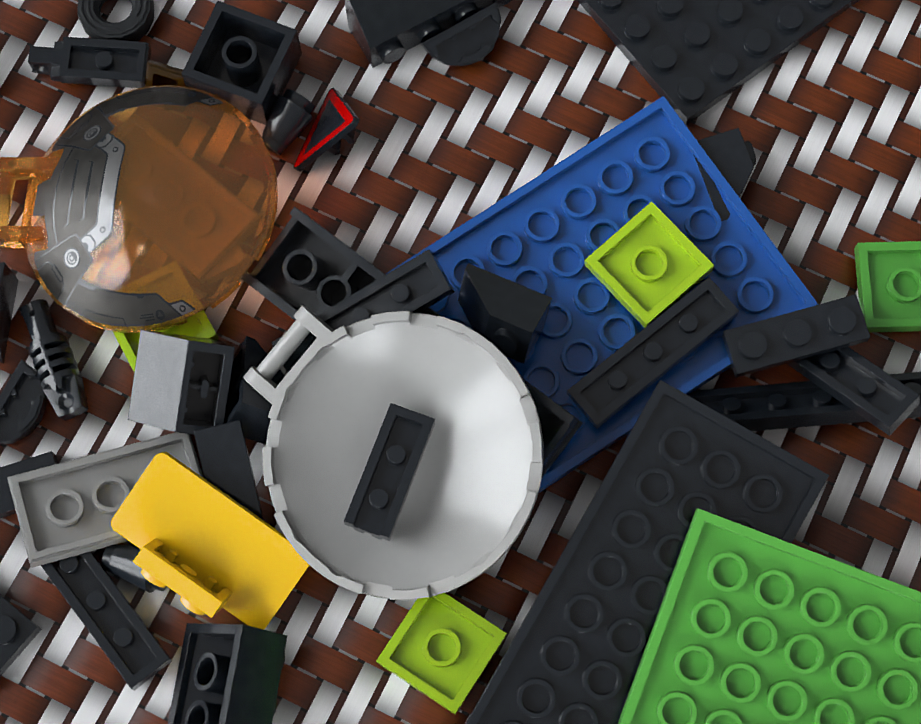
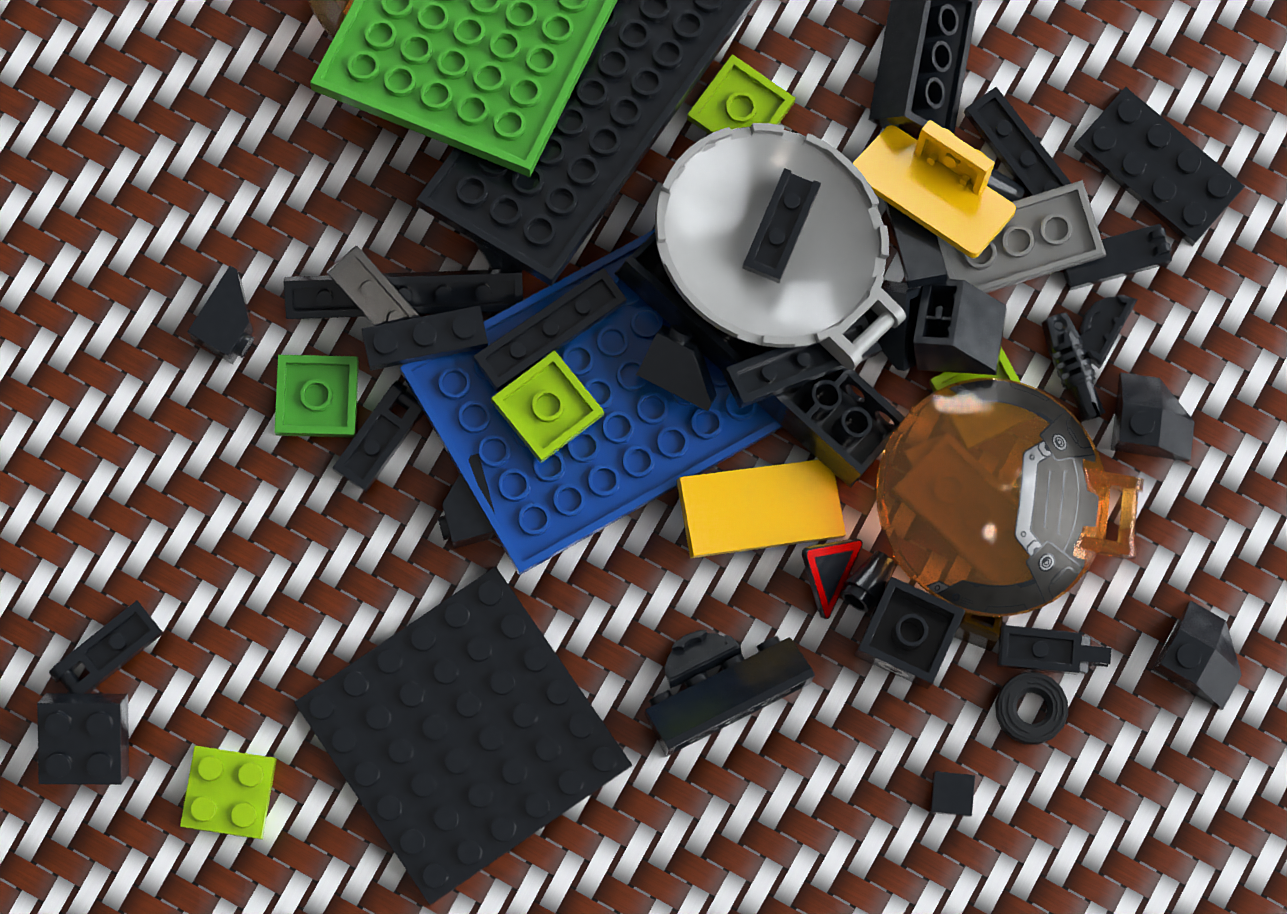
camera: 175 degrees right, 5 degrees up
(406, 185) = (760, 508): none -> yellow tile
(832, 239) = (379, 438): none -> black plate

